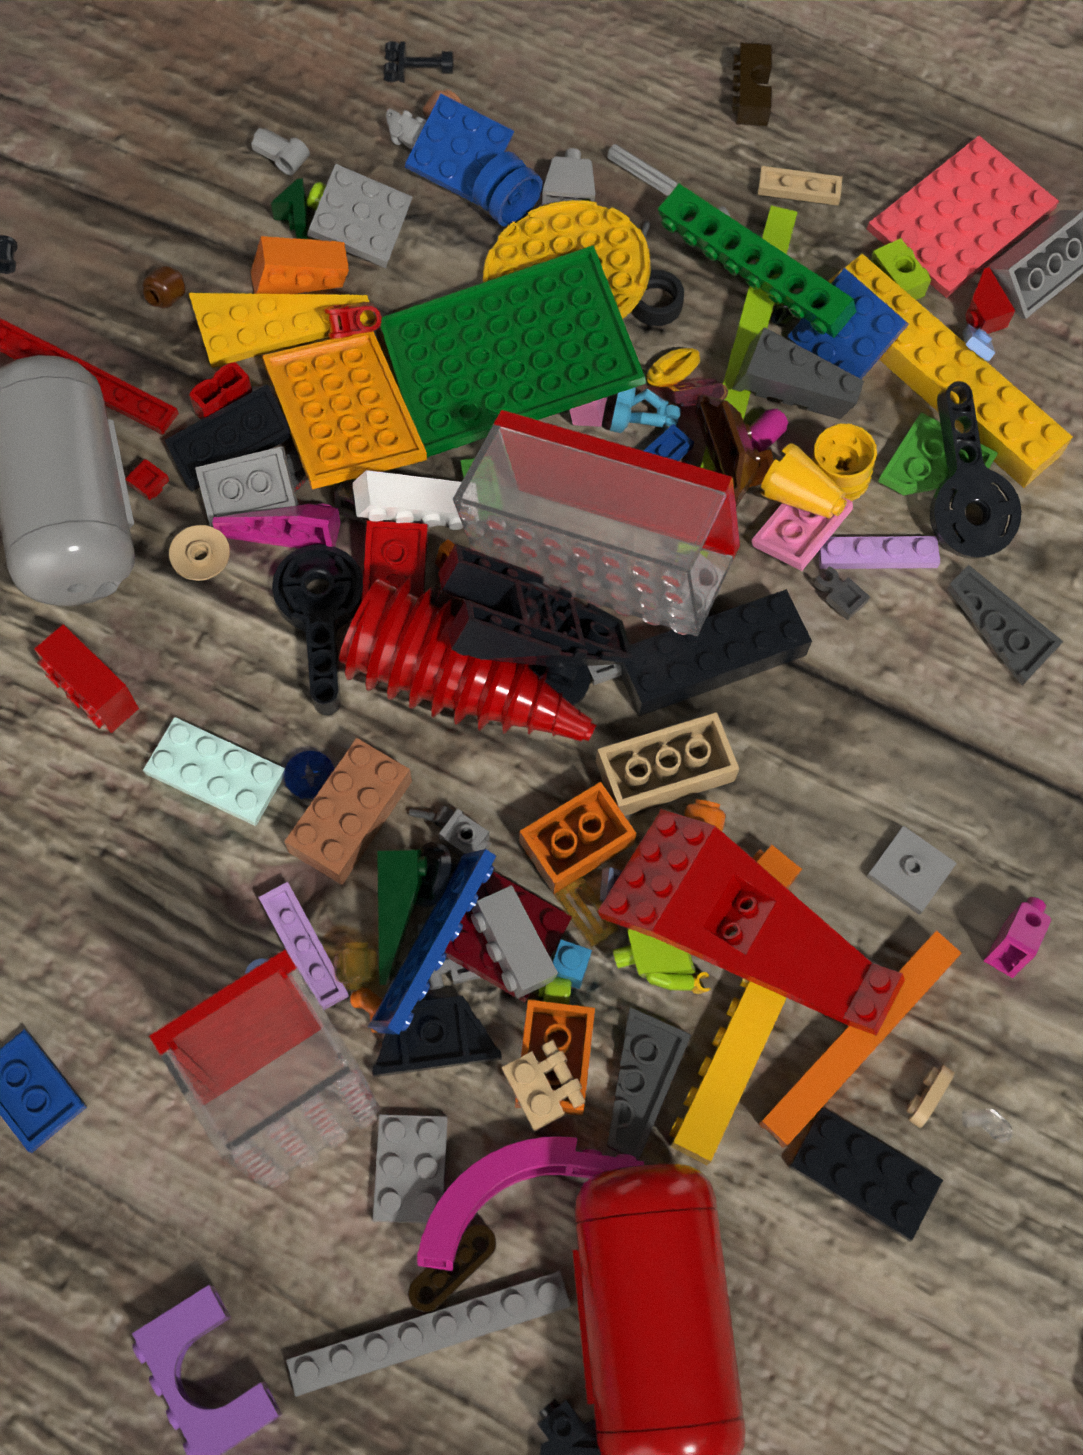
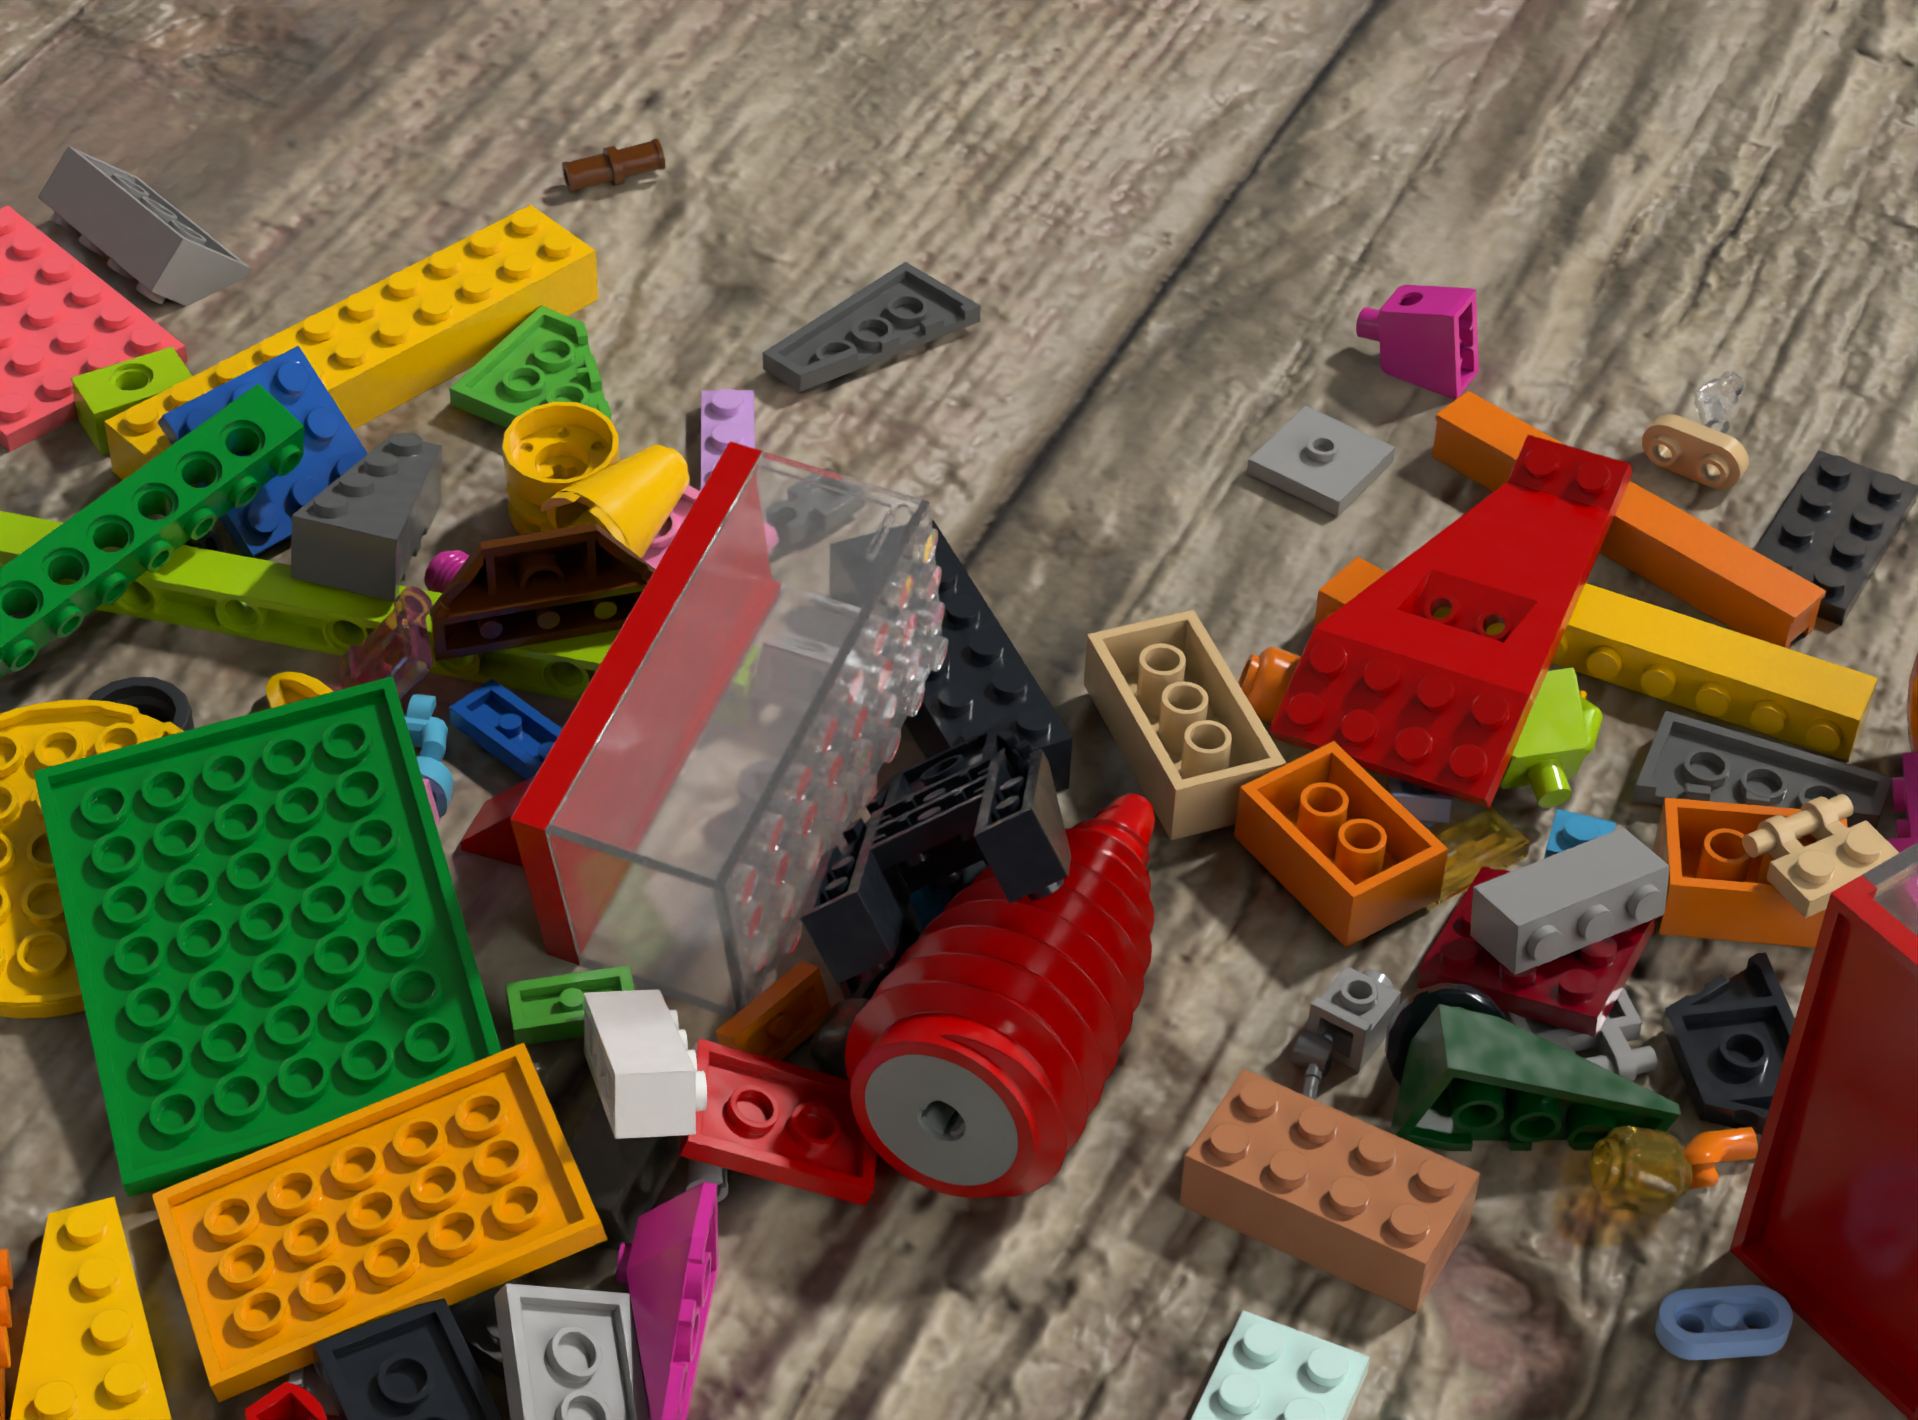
camera: 90 degrees left, 25 degrees down
(297, 768) = (1266, 1255): clear blue gear -> none
(303, 945) = (1614, 1262): lavender plate -> none
(321, 613) = (897, 1269): black beam -> none
(350, 319) = (135, 1211): red piece -> none
(428, 949) = (1631, 1016): blue plate -> none
(972, 485) = (634, 321): black beam -> none
(979, 342) = (318, 296): light blue plate -> none
(989, 305) = (221, 300): red slope -> none

